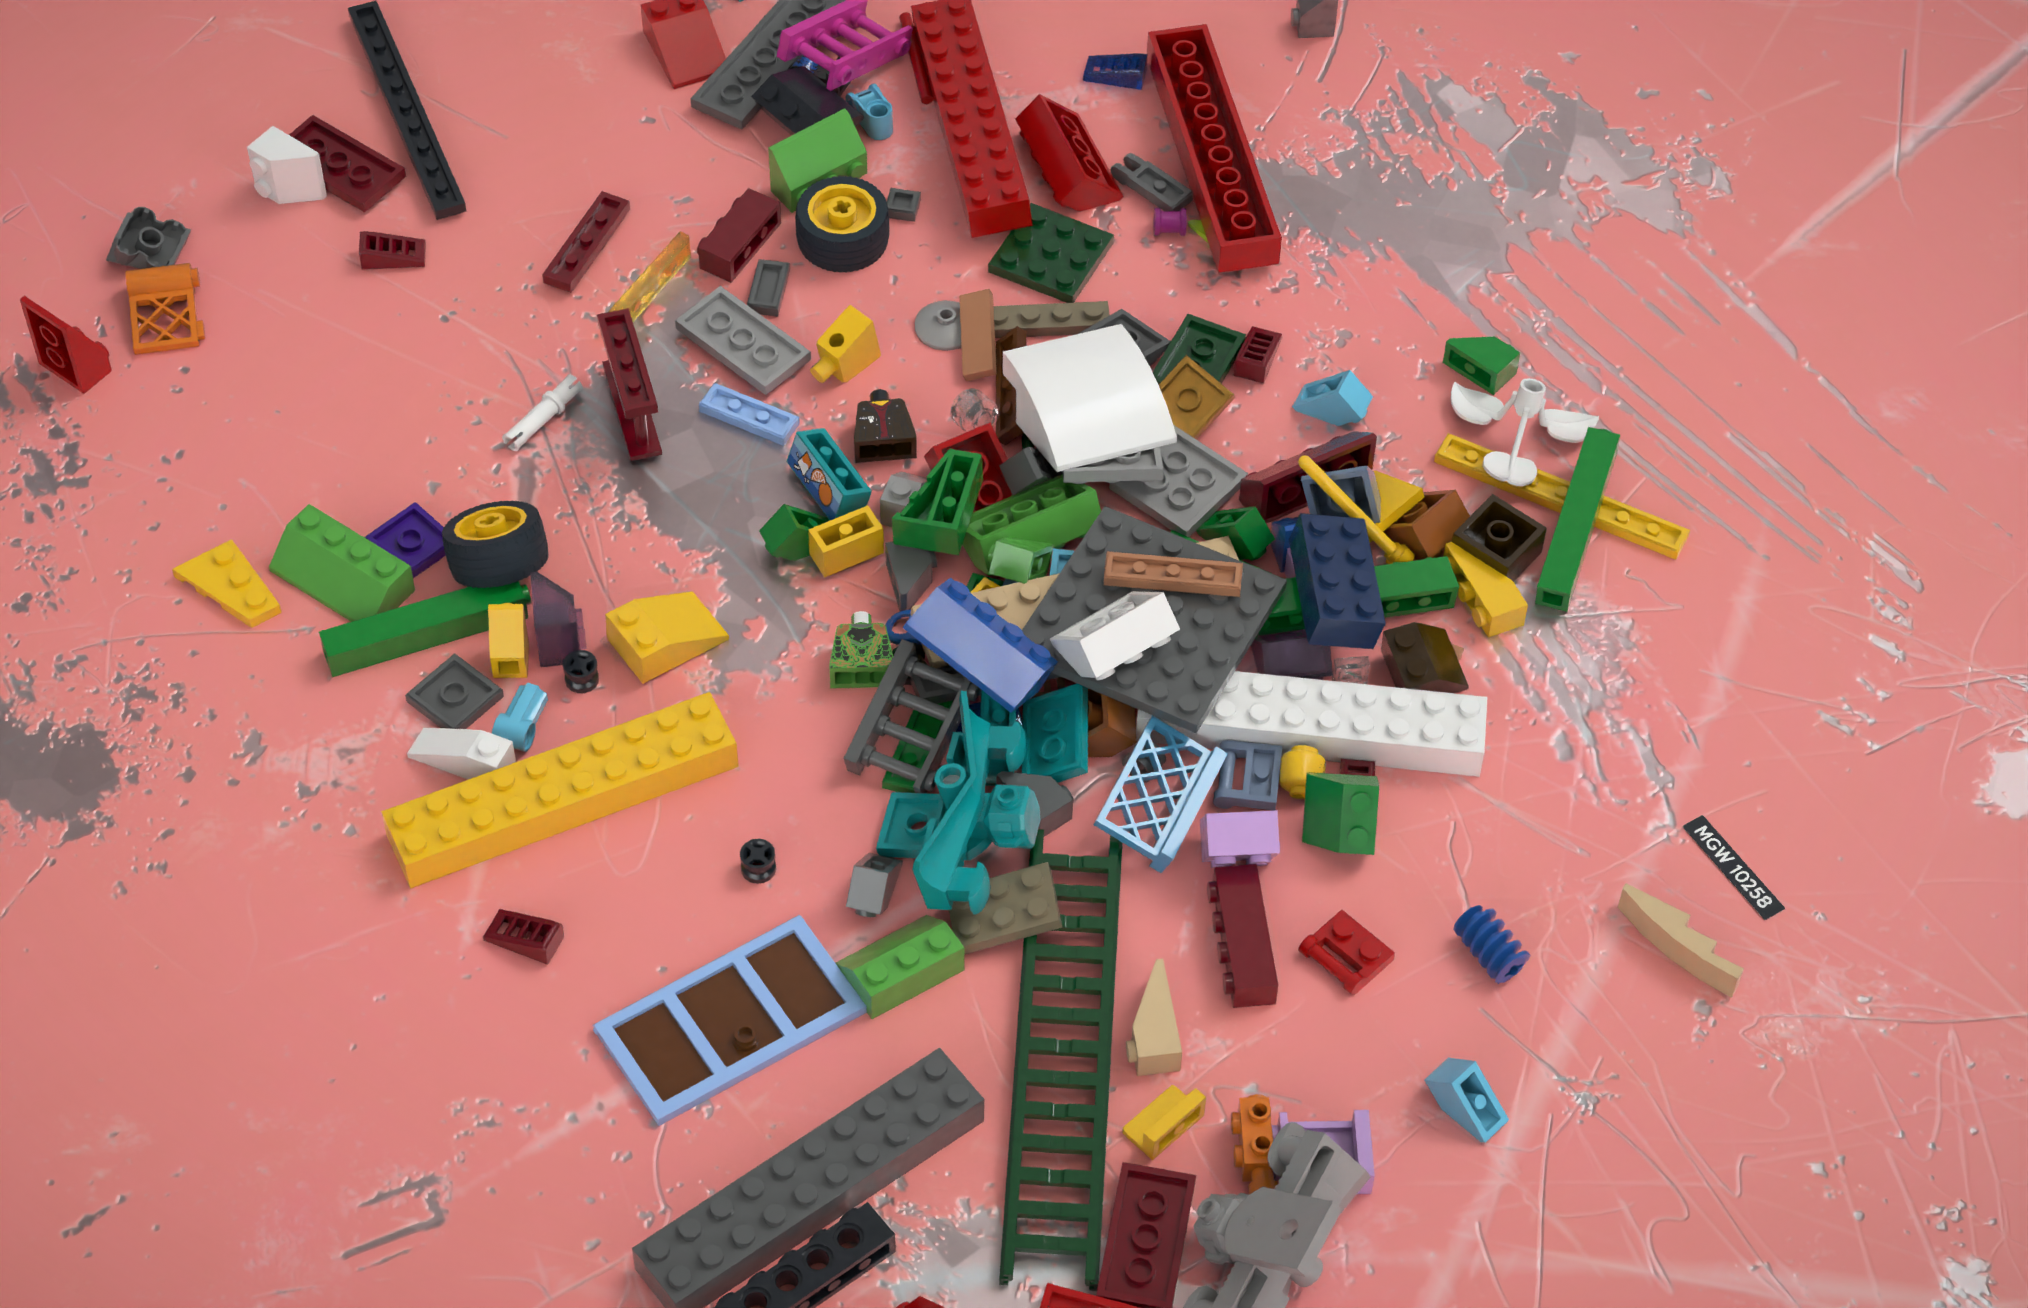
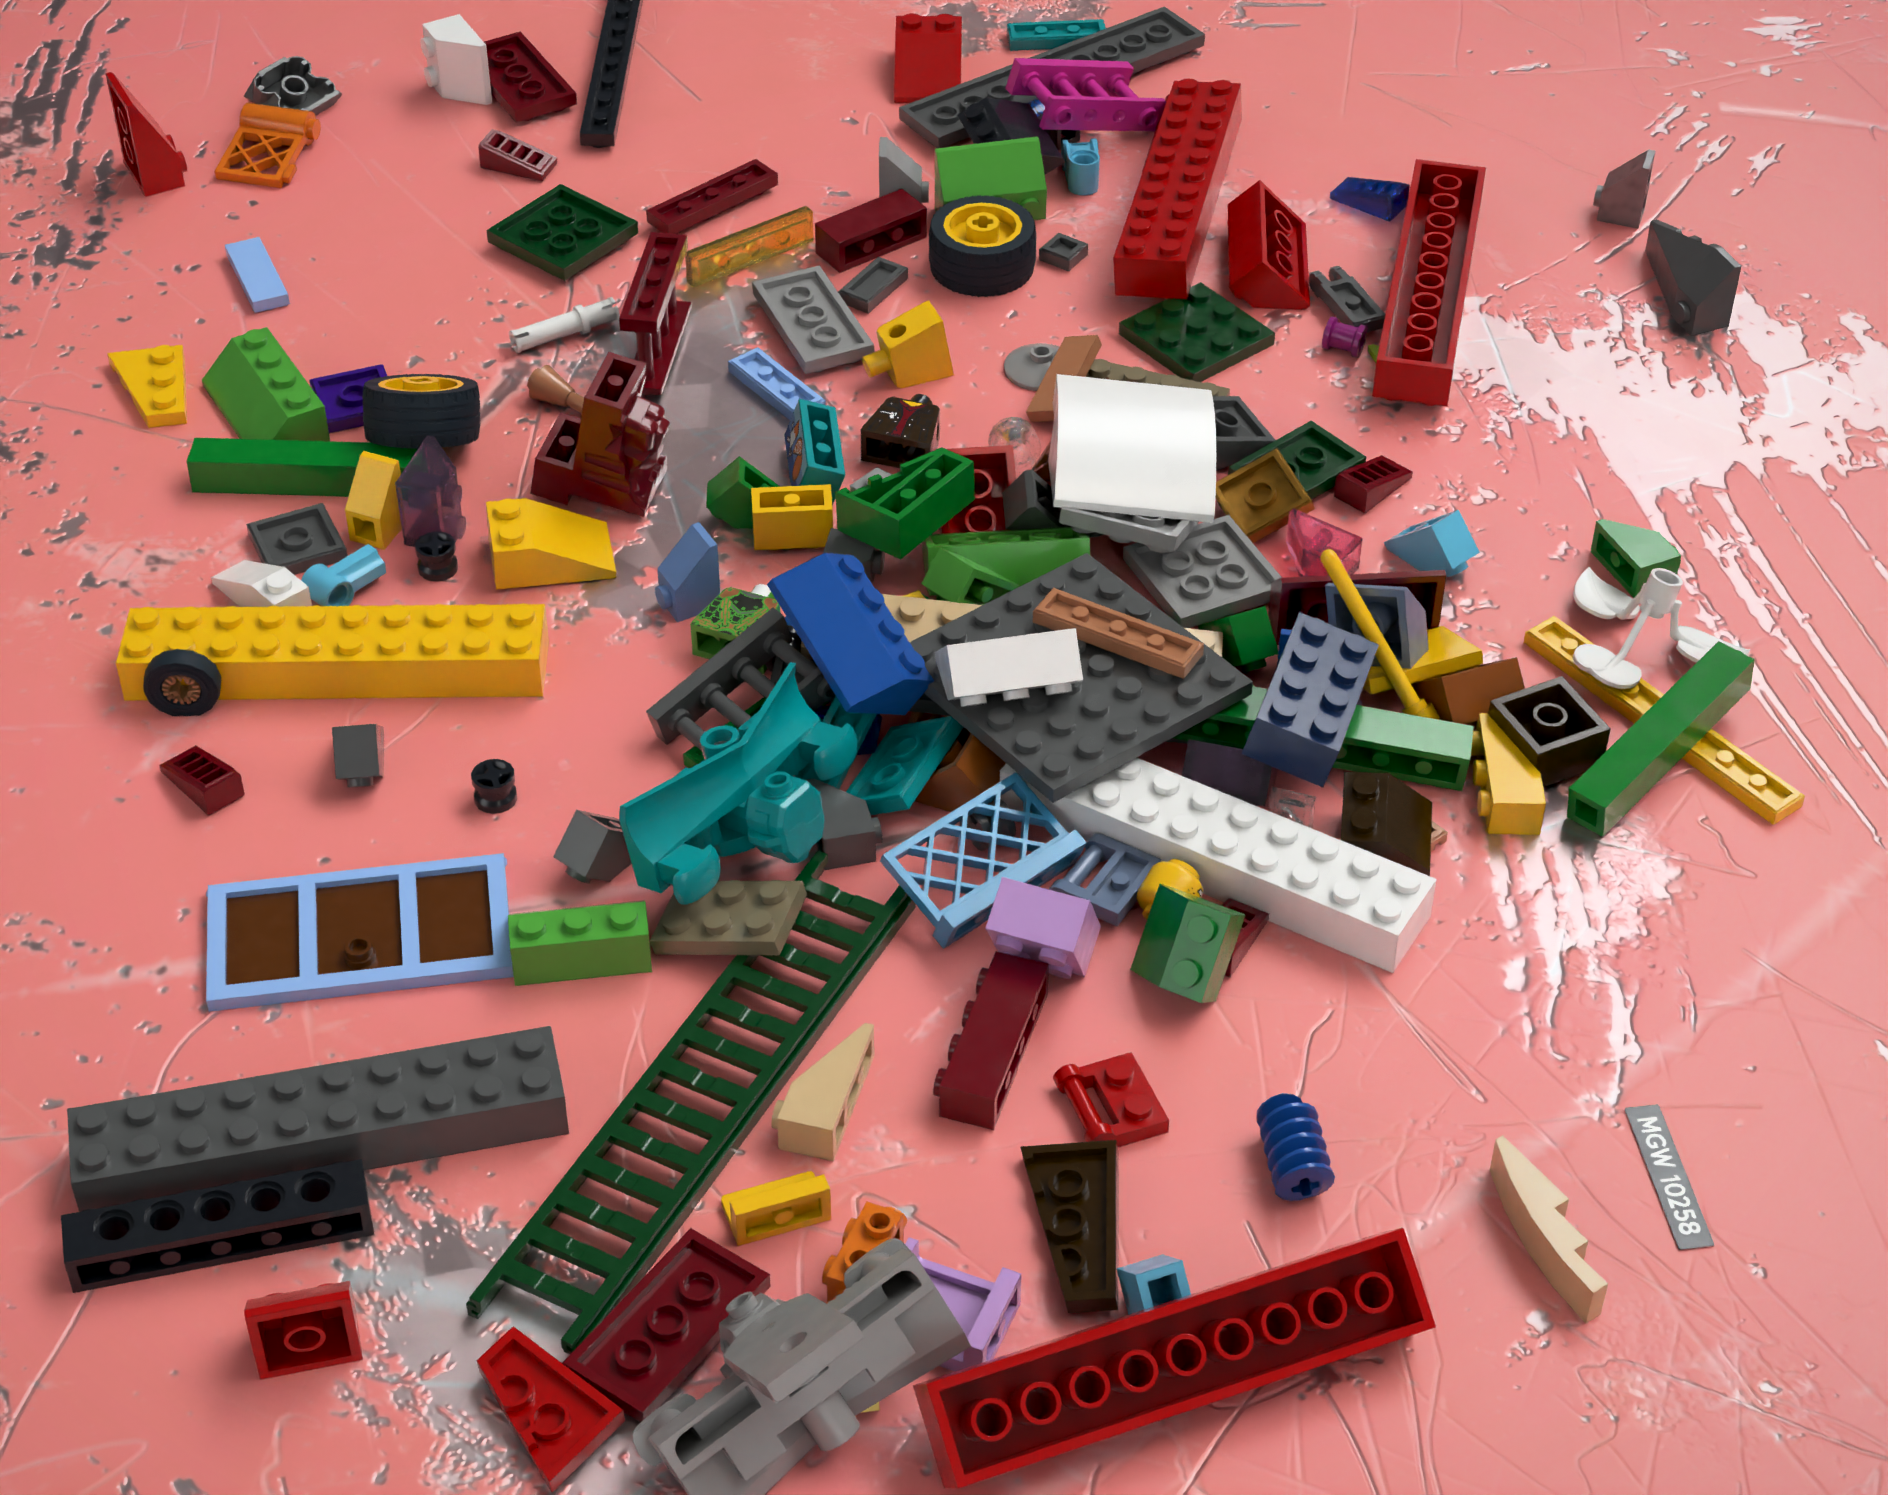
camera: 25 degrees right, 10 degrees down
(244, 445) = (257, 274): none -> light blue tile
(462, 861) = (175, 699): none -> black bush
(481, 318) = (562, 232): none -> dark green plate
(572, 479) = (550, 387): none -> nougat cone
(638, 870) = (358, 753): none -> dark grey slope
(674, 533) = (612, 449): none -> dark red brick
(736, 176) = (900, 172): none -> light grey slope
(800, 623) = (689, 575): none -> medium blue slope
(1254, 433) = (1311, 536): none -> clear pink slope
(1373, 1047) = (1080, 1218): none -> dark brown wing
(1408, 83) = (1693, 277): none -> dark grey wedge
(1499, 1133) = (1172, 1358): none -> red brick

